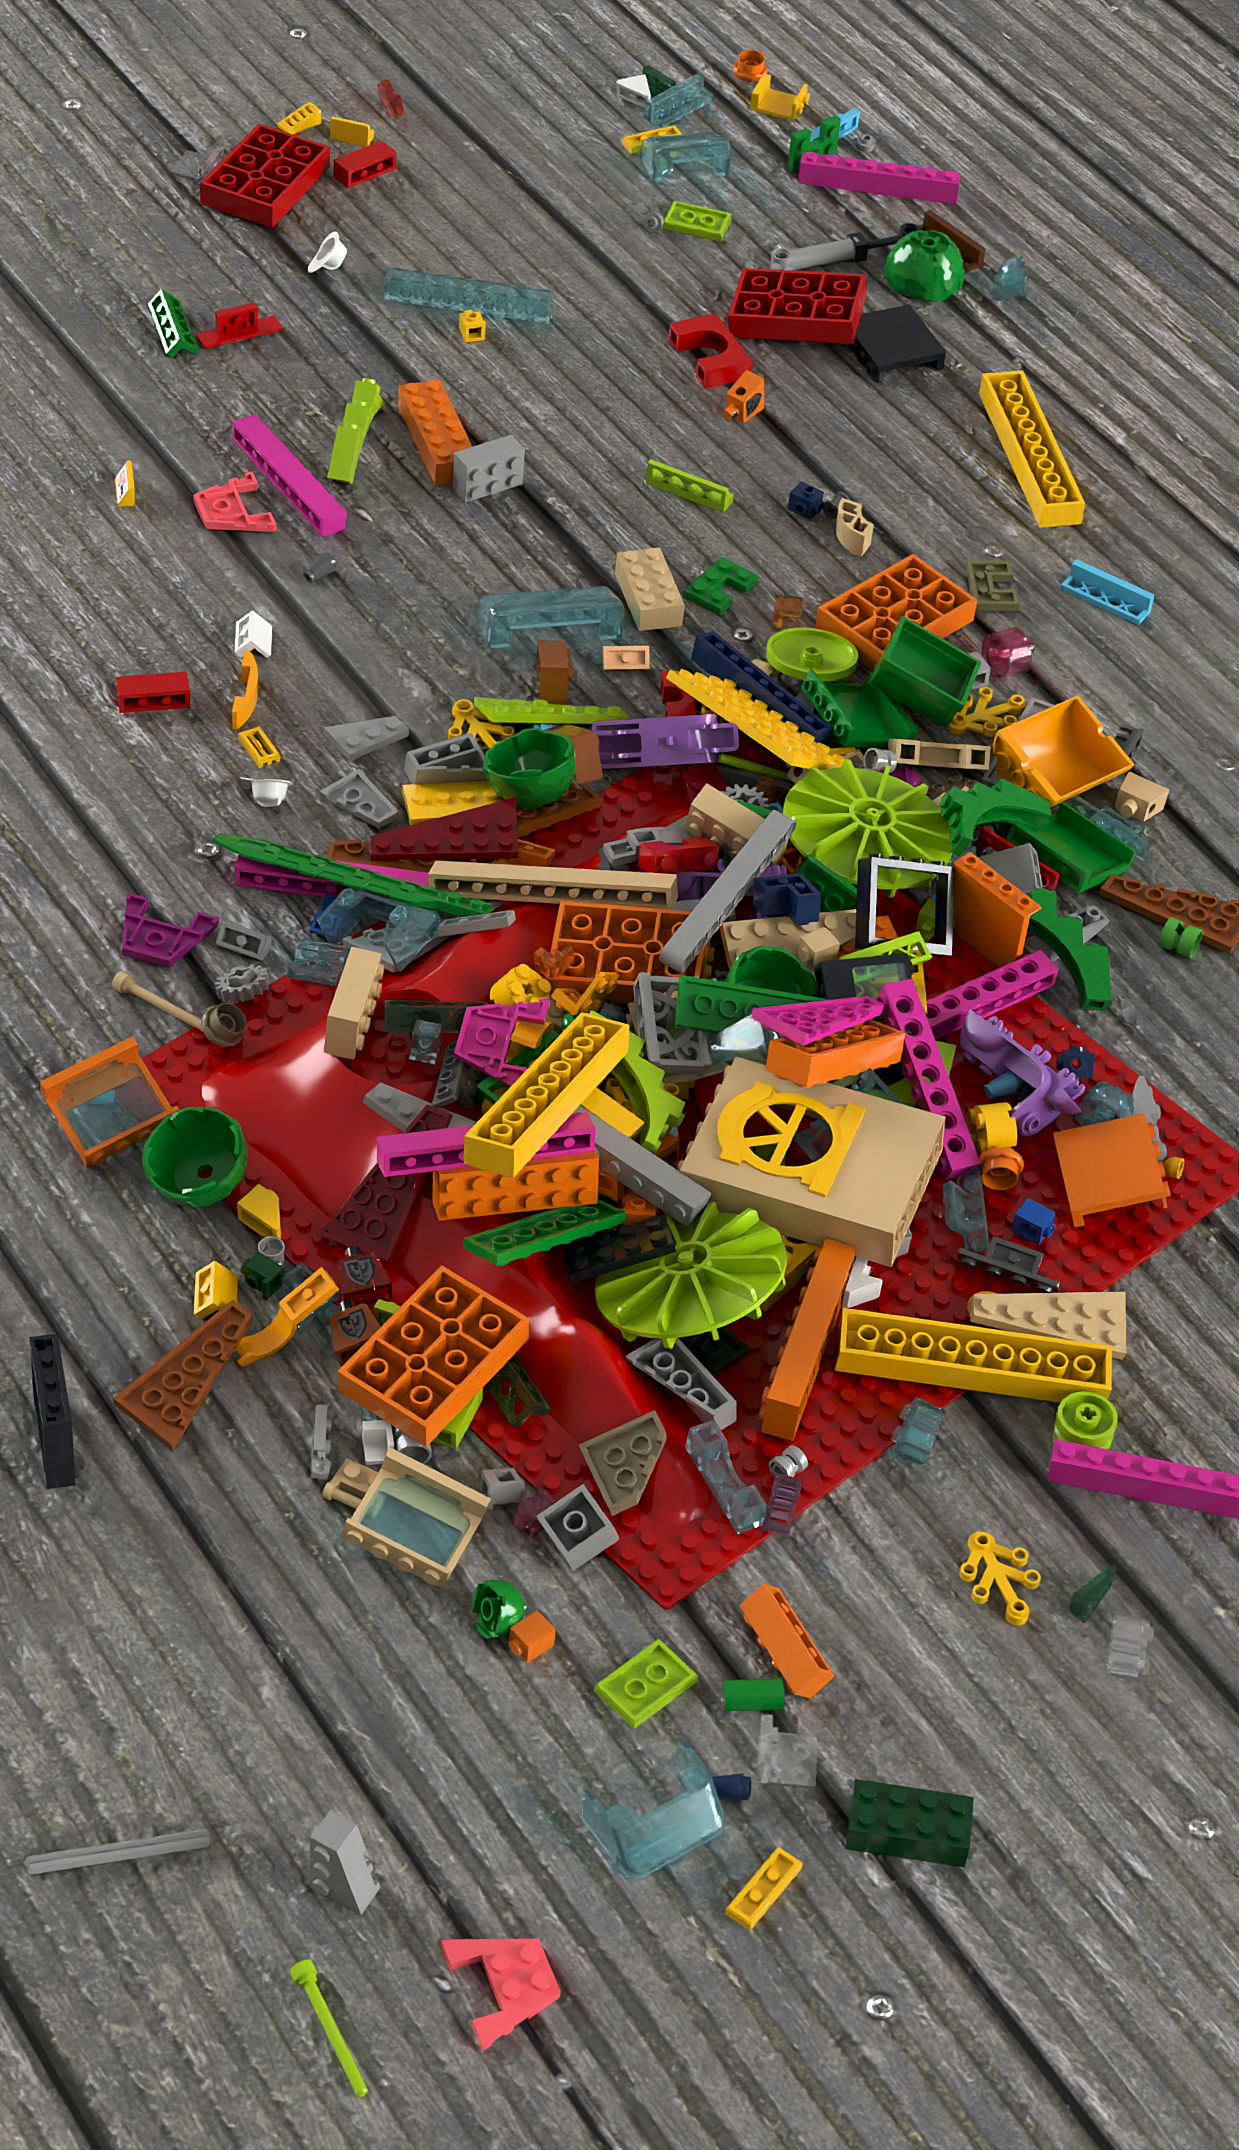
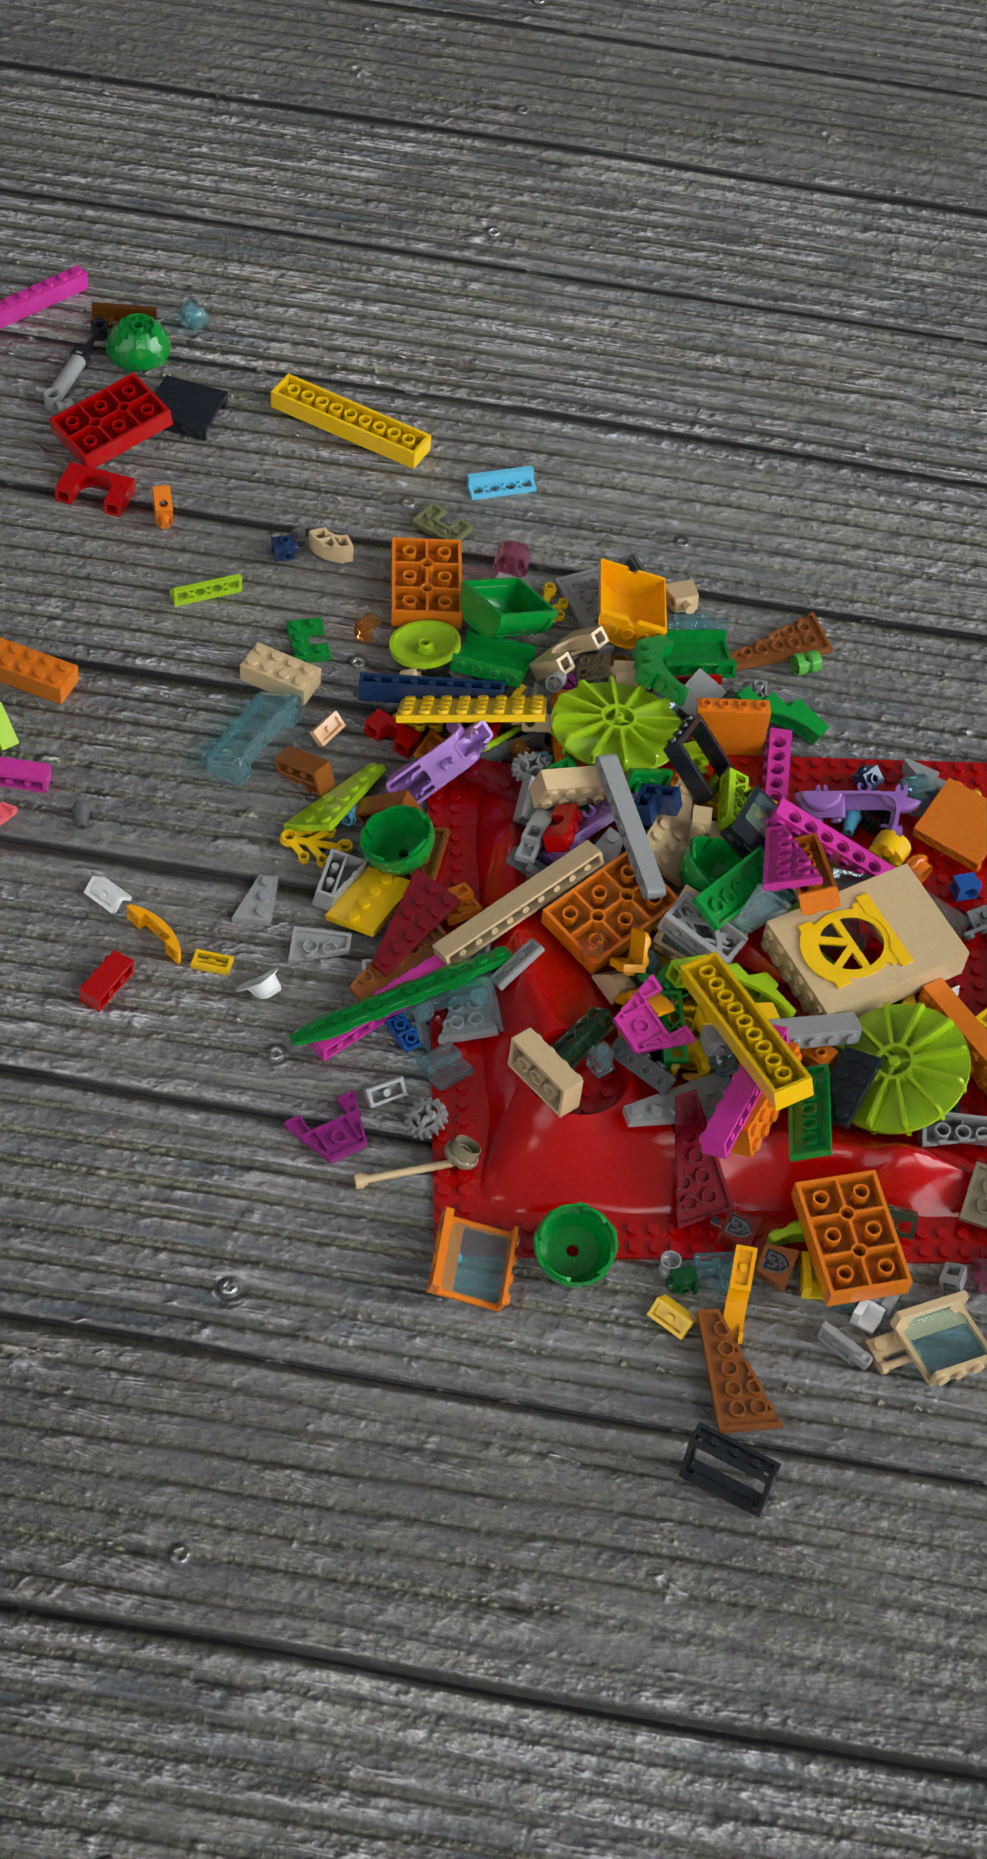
camera: 50 degrees left, 5 degrees up
(261, 1211) = (639, 1244): yellow slope -> none
(488, 468) = (91, 668): light grey brick -> none
(520, 985) = (596, 986): yellow brick -> none

